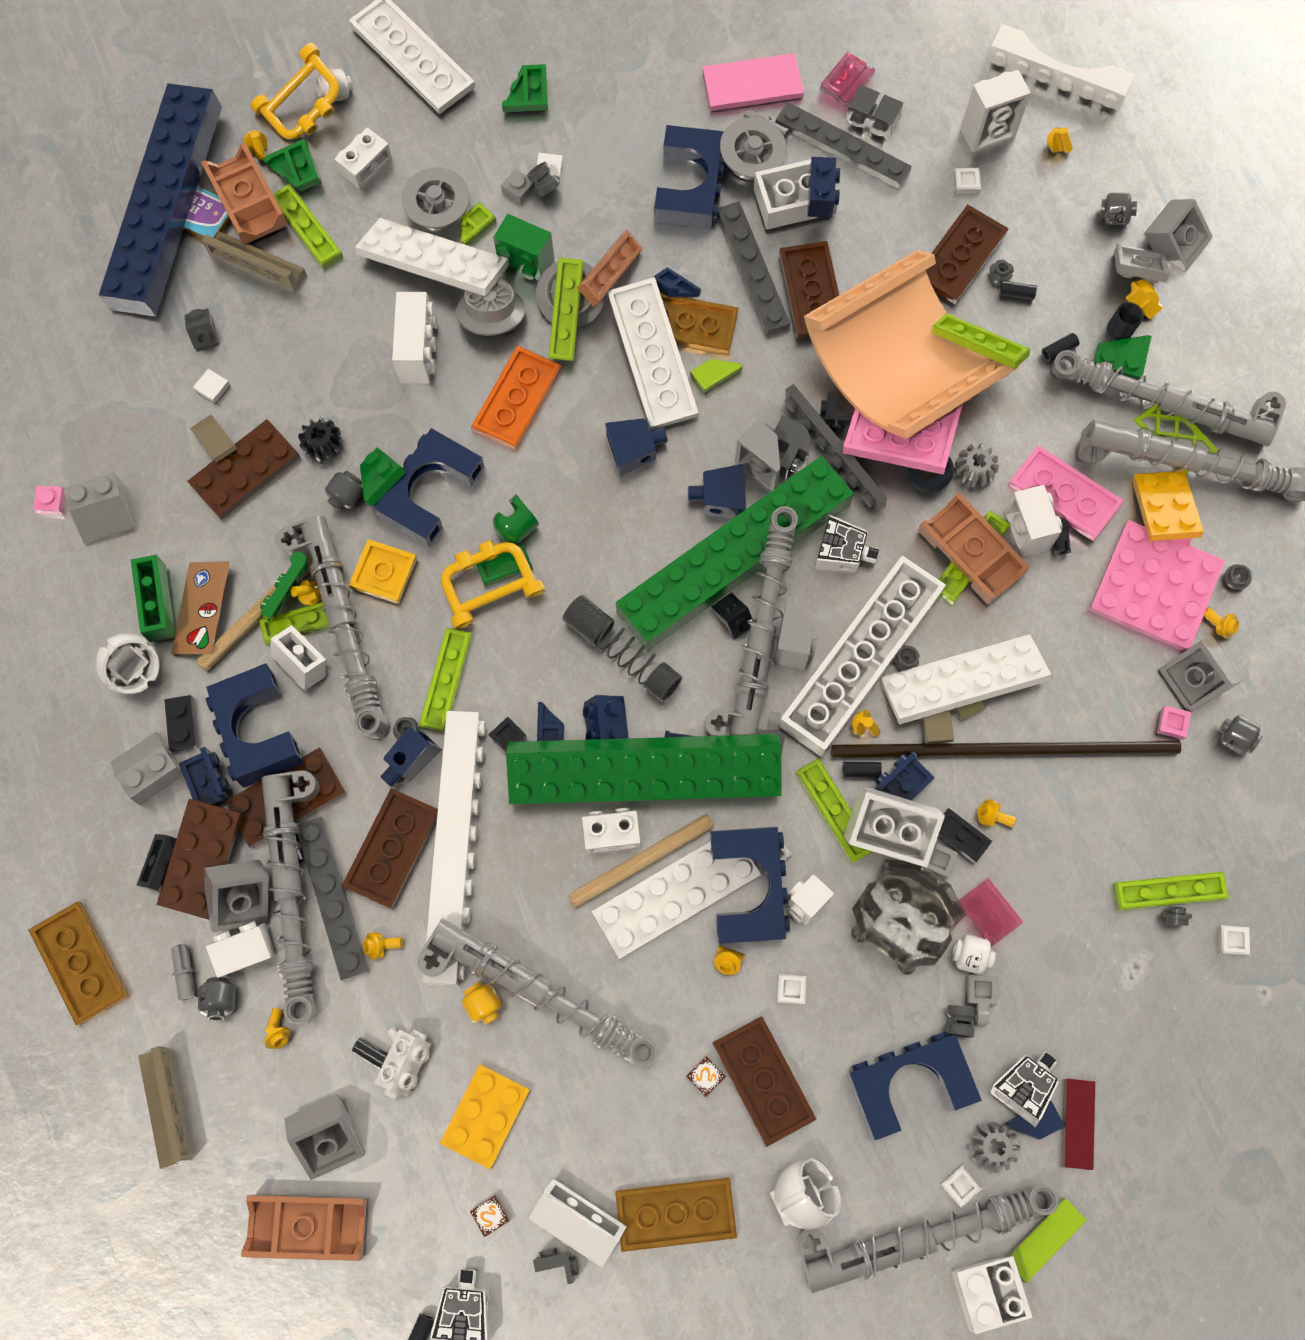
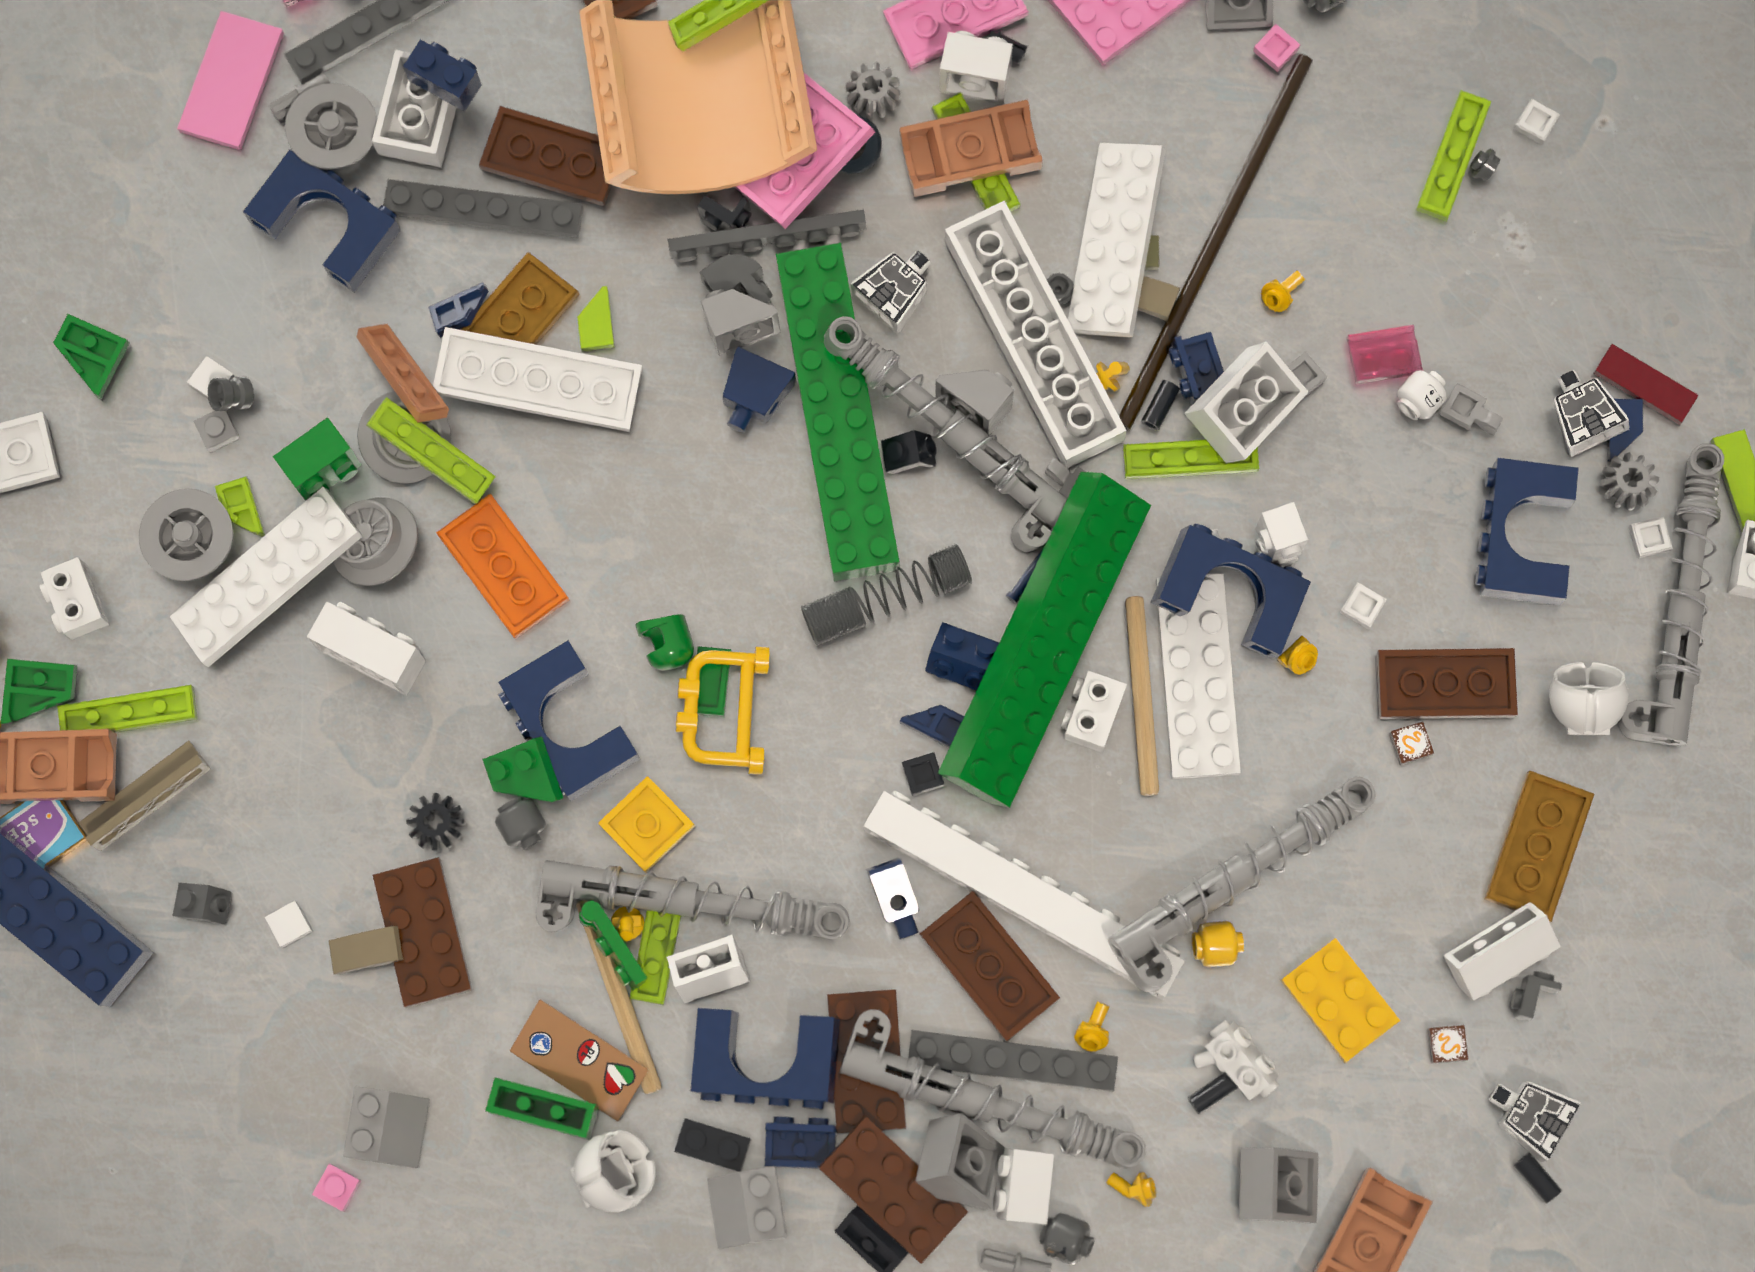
camera: 60 degrees left, 5 degrees up
(402, 723) = (853, 877): dark grey plate -> none
(445, 679) = (817, 814): lime tile -> none
(633, 443) = (639, 459): dark blue torso -> none
(900, 925) = (1356, 453): clear smoke brick -> none
(960, 1021) = (1484, 446): dark grey wheel -> none
(963, 836) = (1291, 335): black plate -> none

